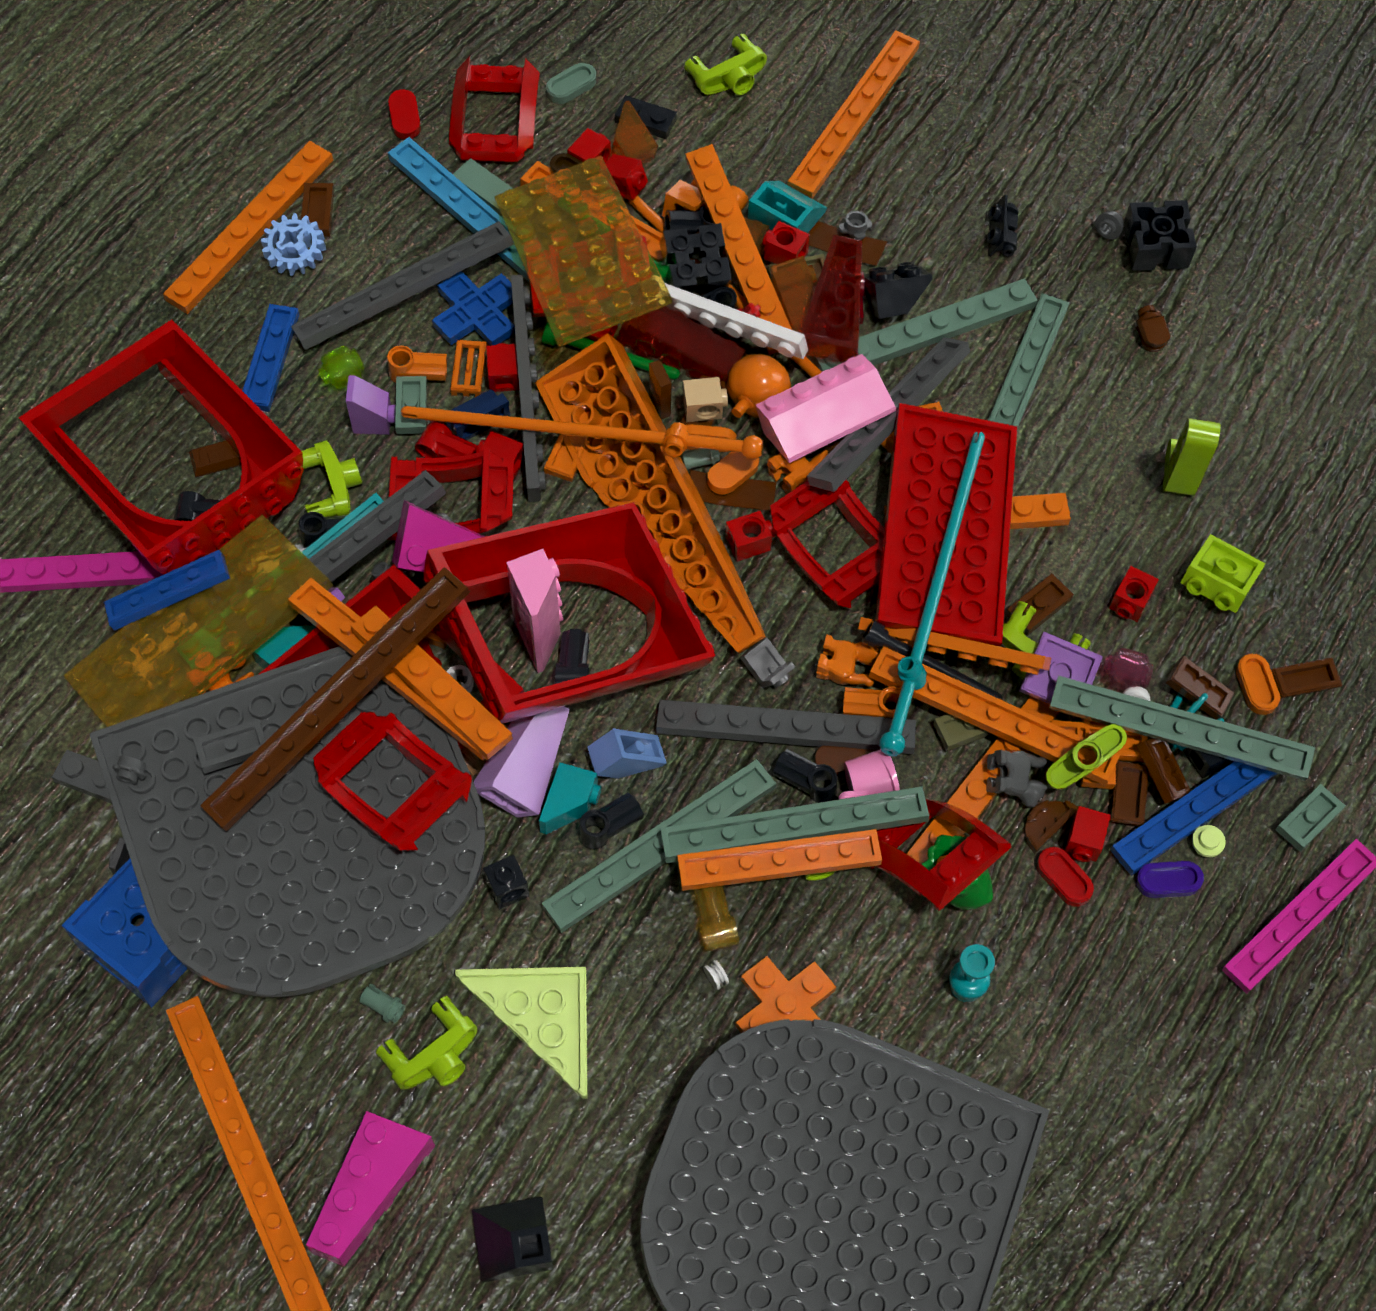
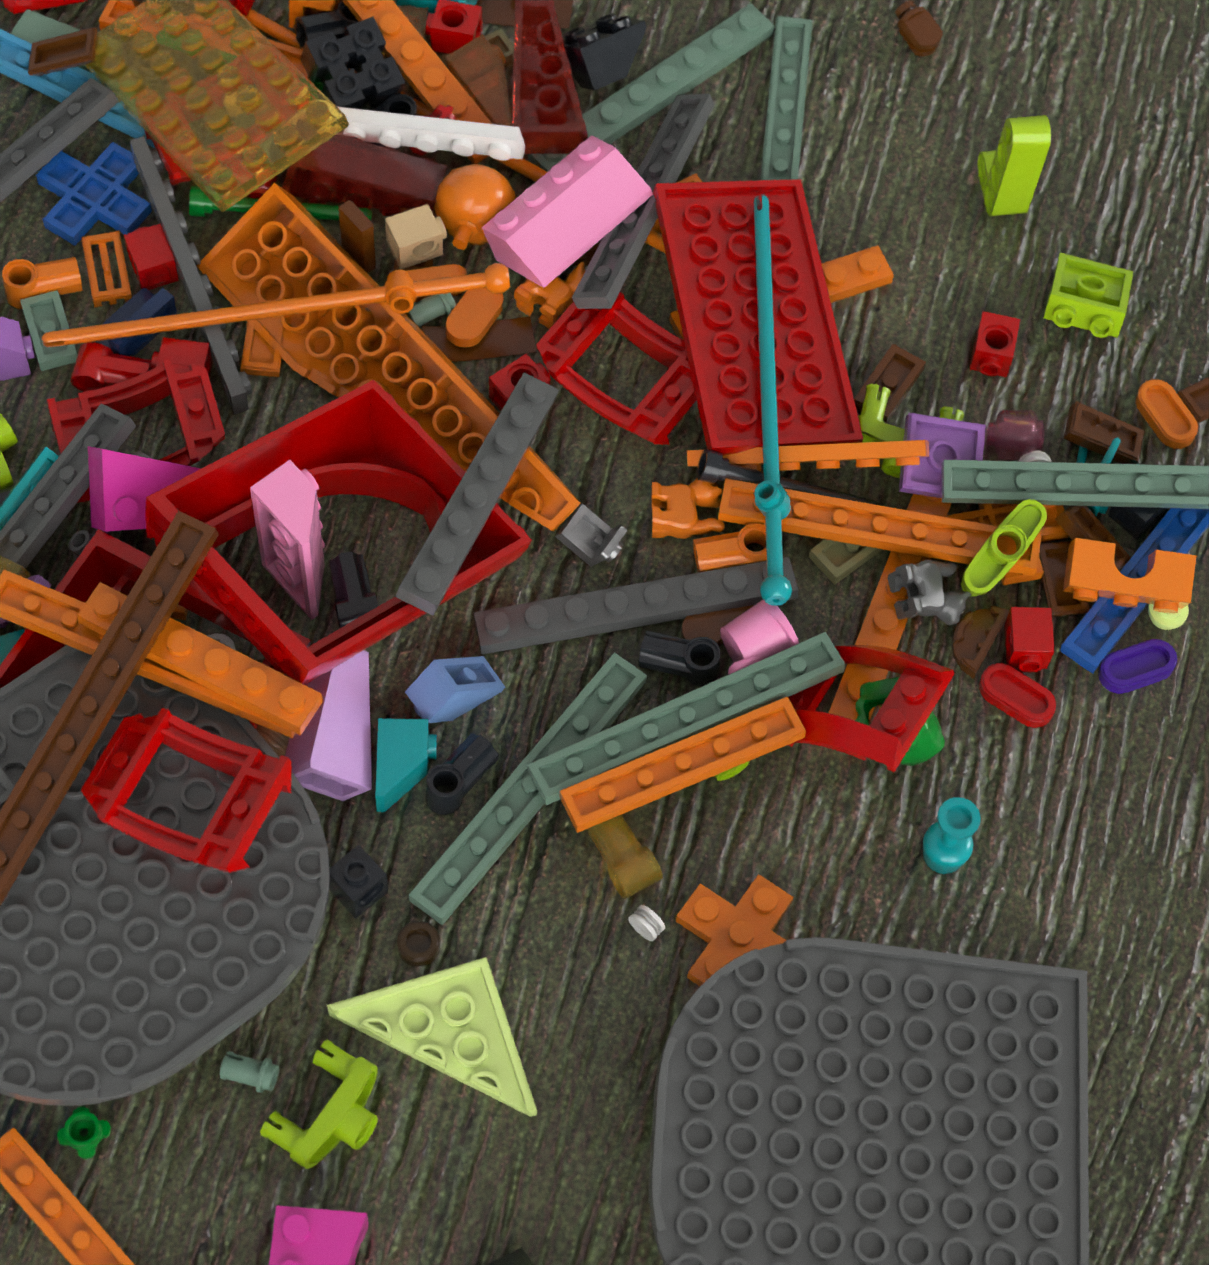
camera: 20 degrees left, 0 degrees up
(245, 1005) = (79, 1120): none -> green plate
(484, 197) = (63, 52): none -> reddish brown tile
(539, 942) = (418, 943): none -> dark brown tile
(683, 610) = (477, 495): none -> dark grey plate
(1207, 821) = (1093, 574): none -> orange arch

